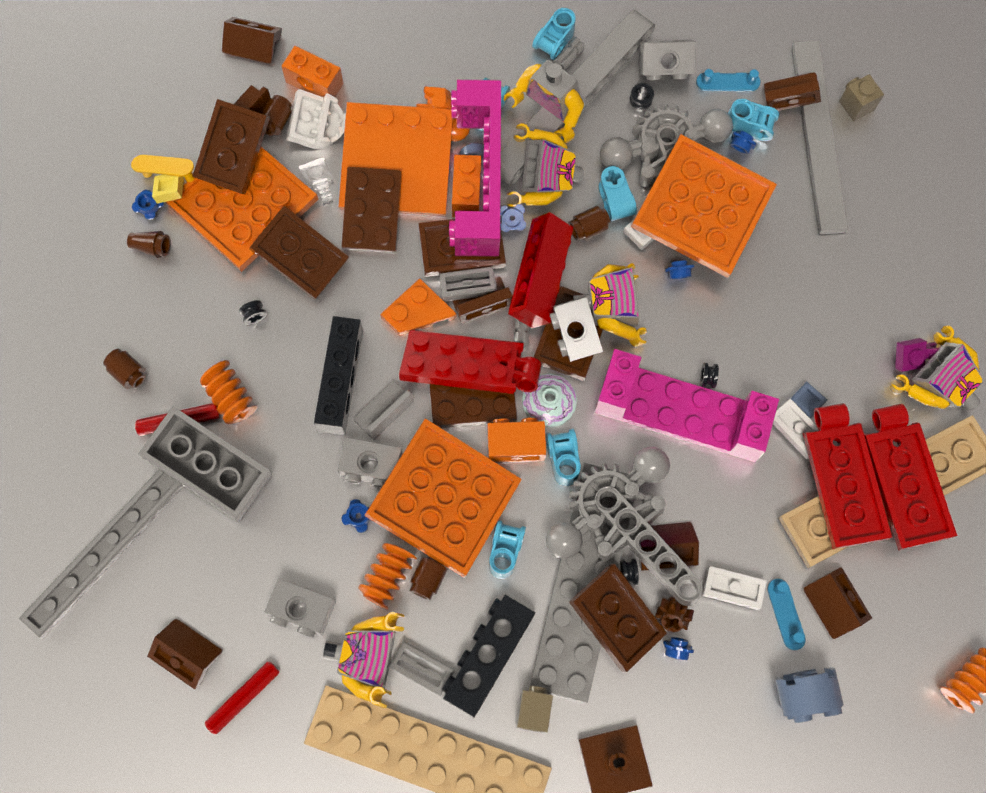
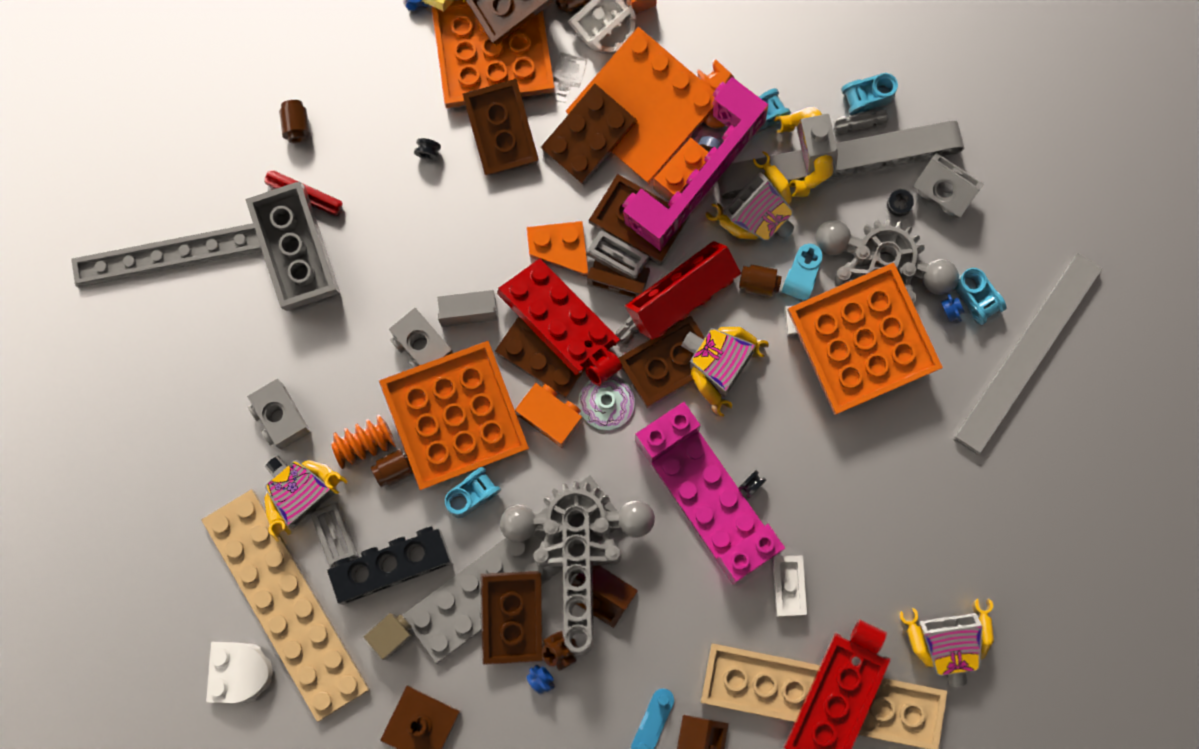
camera: 45 degrees right, 5 degrees up
(151, 243) = (393, 31): reddish brown cone -> none
(184, 653) = (169, 380): reddish brown panel -> none
(225, 393) = (354, 201): orange piece -> none
(241, 698) = (184, 448): red axle -> none
(338, 375) = (452, 252): black brick -> none
(349, 518) = (373, 373): blue plate -> none
(508, 224) = (694, 232): plate -> none
(563, 451) = (579, 451): medium azure piece -> none
(583, 345) = (680, 350): brick -> none
(630, 570) = (552, 589): black bush -> none
(679, 270) = (803, 377): blue plate -> none
(728, 81) = (990, 245): dark azure piece -> none
(734, 588) = (625, 669): white plate -> none
(793, 92) = (1035, 297): reddish brown panel -> none
(808, 399) = (818, 569): sand blue tile -> none
(845, 479) = (787, 657): red hinge -> none
(861, 97) = (1093, 347): dark tan brick -> none
(913, 354) = (942, 601): magenta plate -> none

